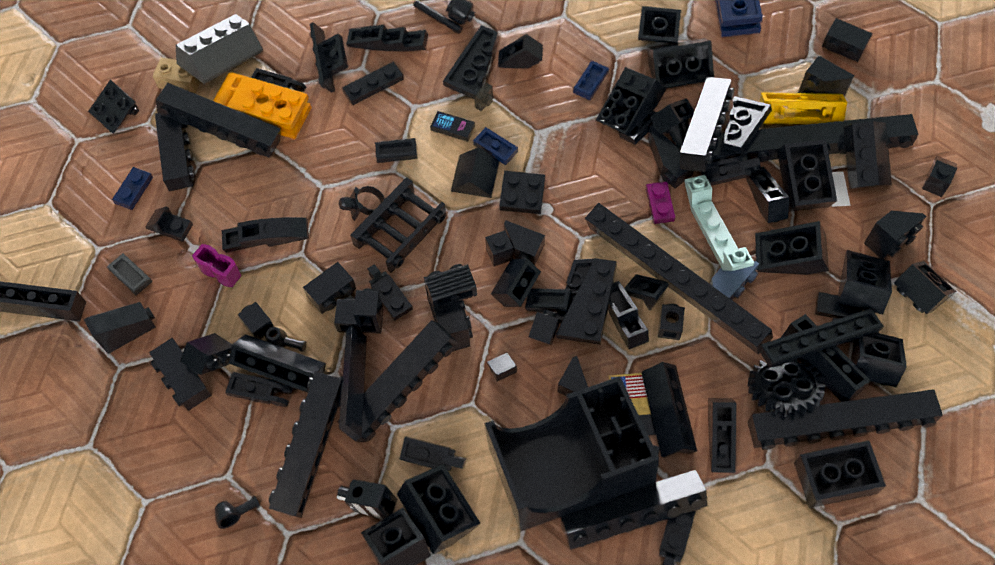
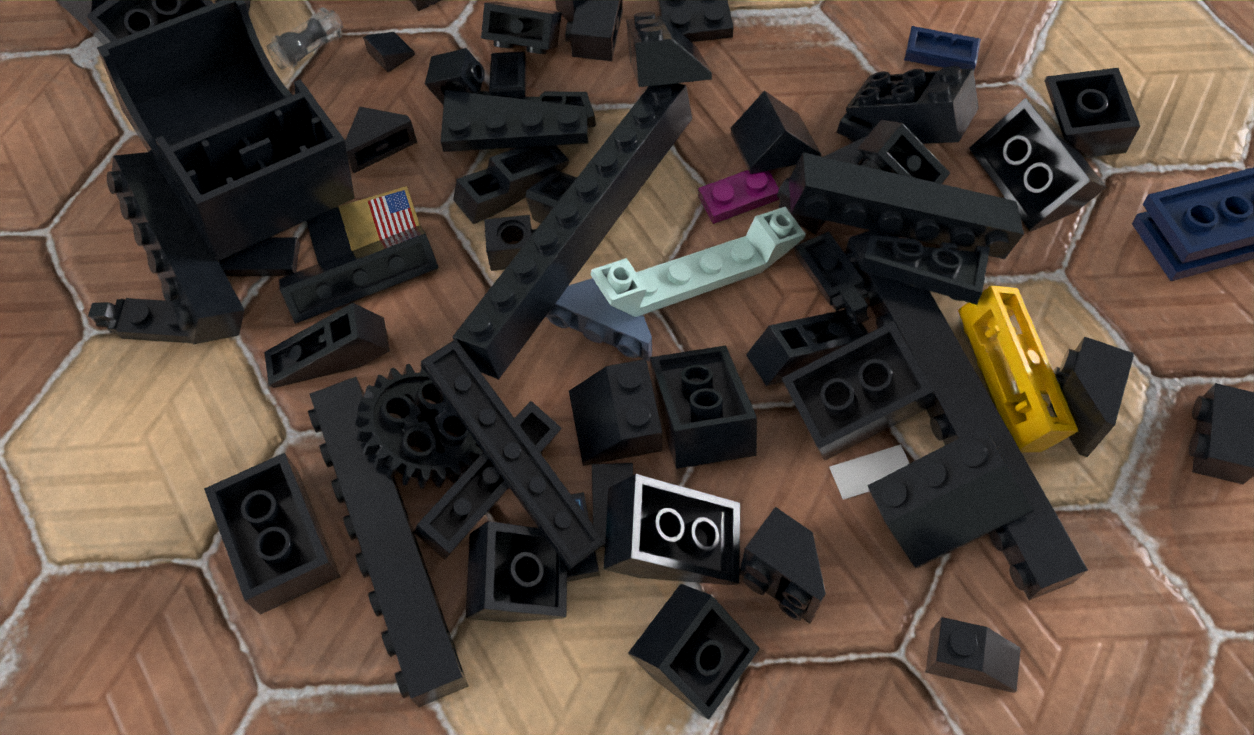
camera: 75 degrees right, 0 degrees up
(474, 403) = (296, 44): none -> clear piece
(570, 211) = (662, 53): none -> black slope
(633, 175) = (771, 135): none -> black slope
(791, 291) = (616, 414): none -> black slope

